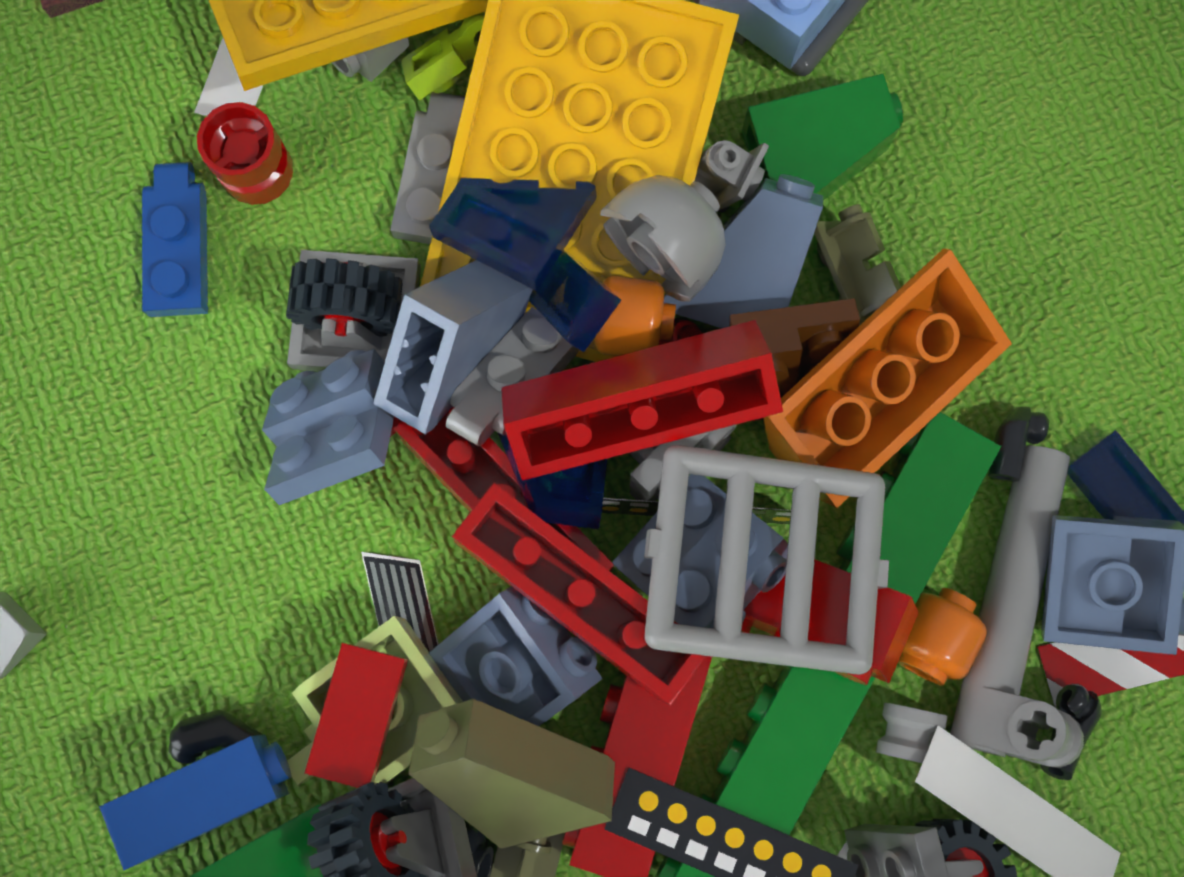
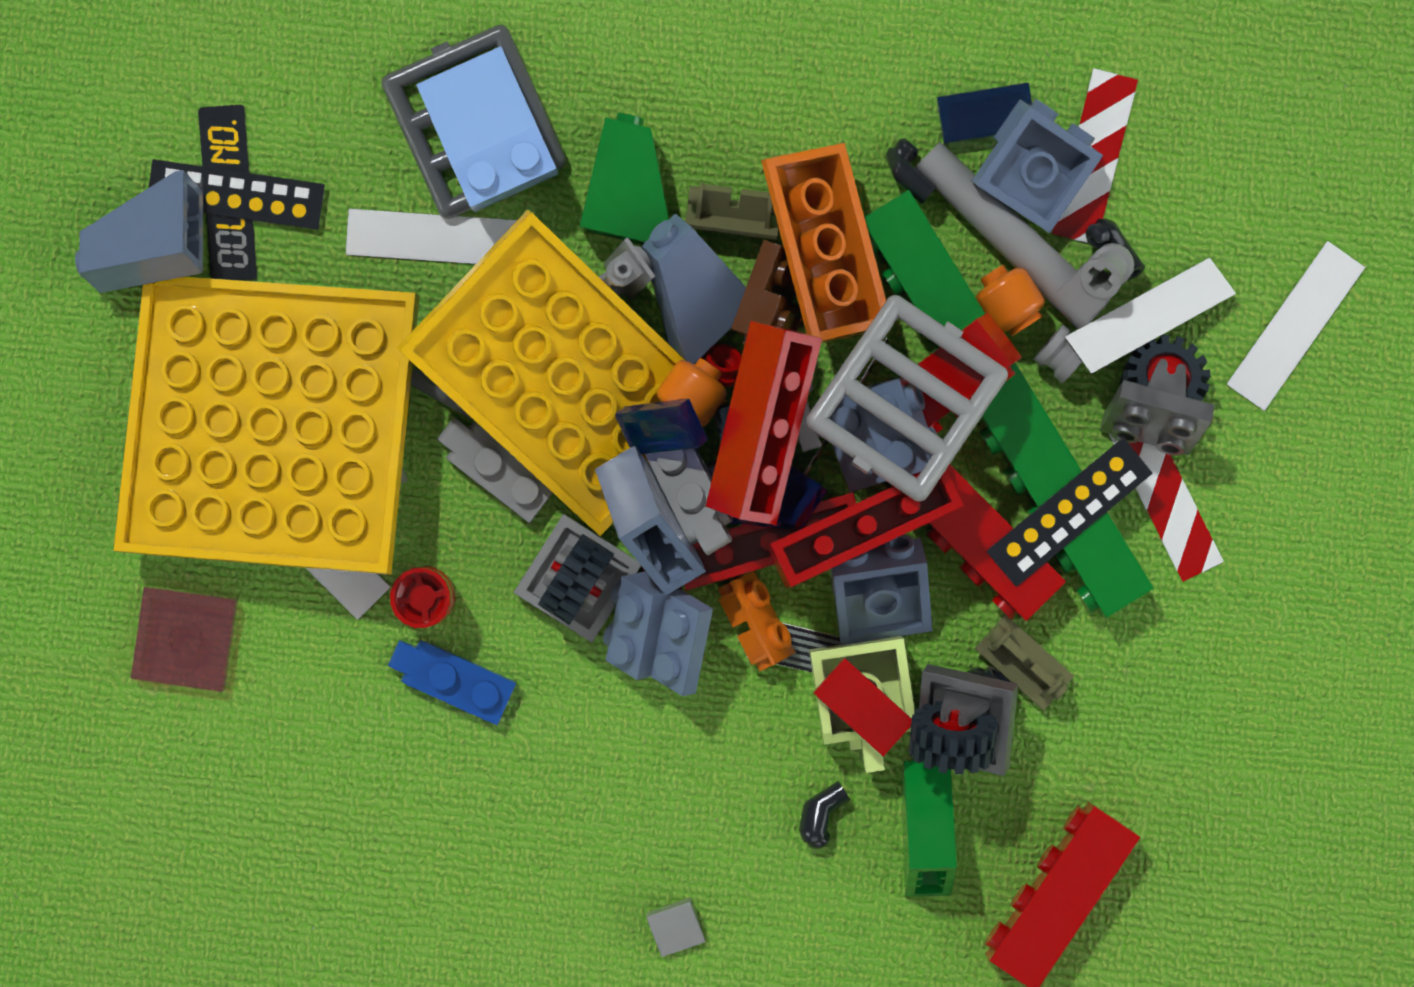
camera: 65 degrees left, 10 degrees up
(196, 799) = (862, 833): blue slope -> none
(423, 520) = (749, 601): none -> orange hinge
(442, 59) = (425, 422): lime plate -> none
(510, 774) = (952, 627): olive slope -> none
(512, 224) = (587, 438): clear blue wing -> none
(669, 230) = (655, 338): light grey cylinder -> none

